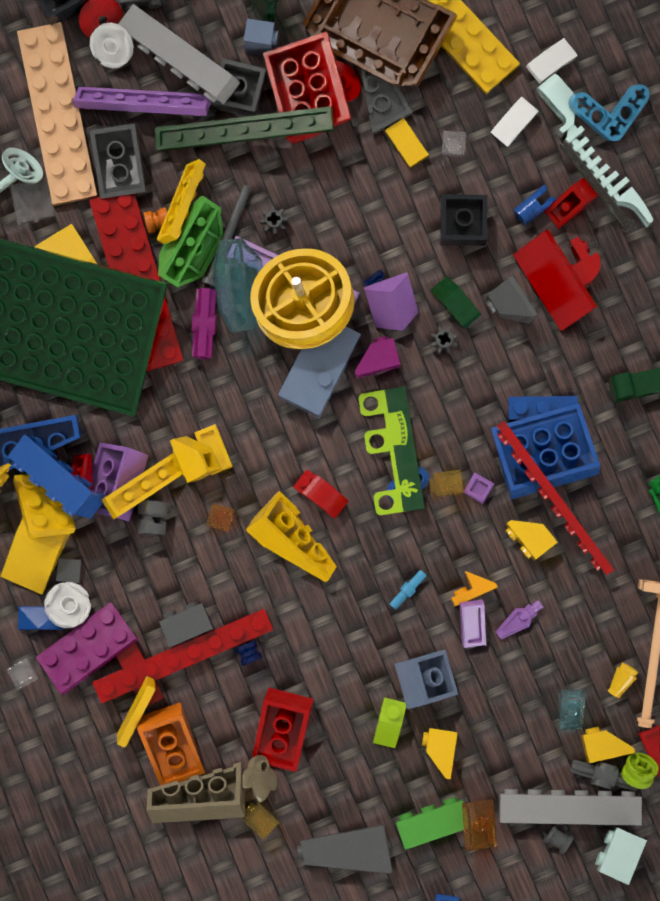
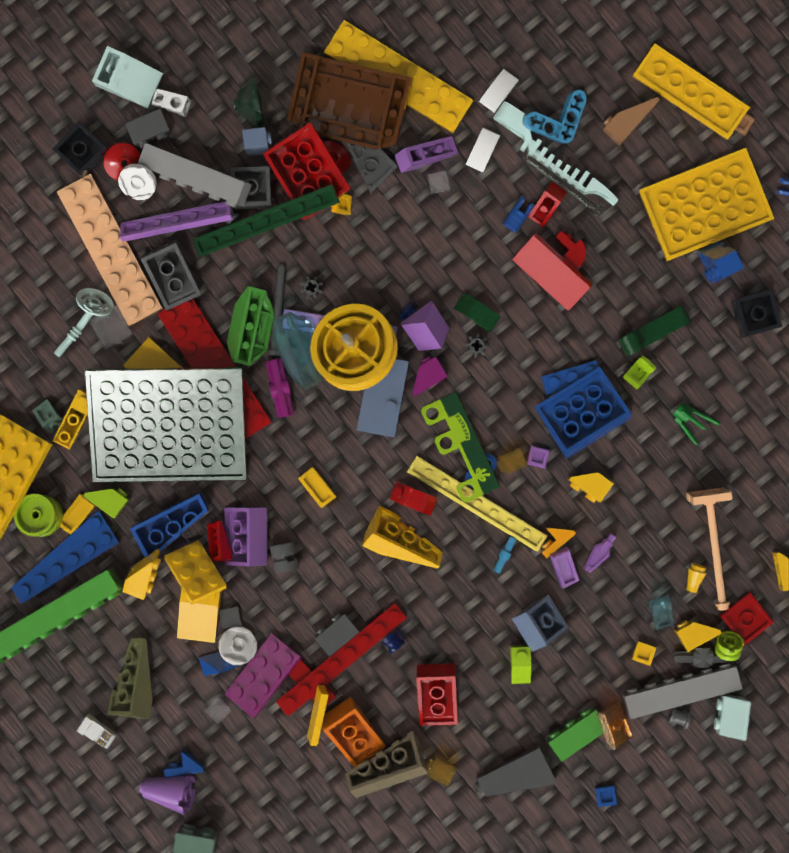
camera: 15 degrees left, 5 degrees up
(55, 477) = (199, 550): blue wedge -> none
(142, 486) = (270, 534): yellow plate -> none
(155, 220) = (217, 315): orange wheel -> none
(181, 201) = (232, 296): yellow plate -> none
(194, 458) = (304, 499): yellow slope -> none
(220, 517) = (338, 540): clear orange plate -> none
(259, 777) = (430, 738): dark tan plate -> none
(337, 138) = (344, 206): none -> yellow plate
(394, 524) = (480, 506): none -> light yellow tile
(406, 143) = (400, 192): yellow tile -> none
(441, 749) = (567, 673): yellow slope -> none
(447, 107) = (425, 154): none -> medium lavender slope
(463, 219) = (464, 243): black brick -> none
(510, 302) = (521, 300): dark grey slope -> none
(537, 751) = (643, 653): none -> yellow plate
(548, 491) = (596, 447): red plate -> none
(623, 423) = (639, 372): none -> lime bracket

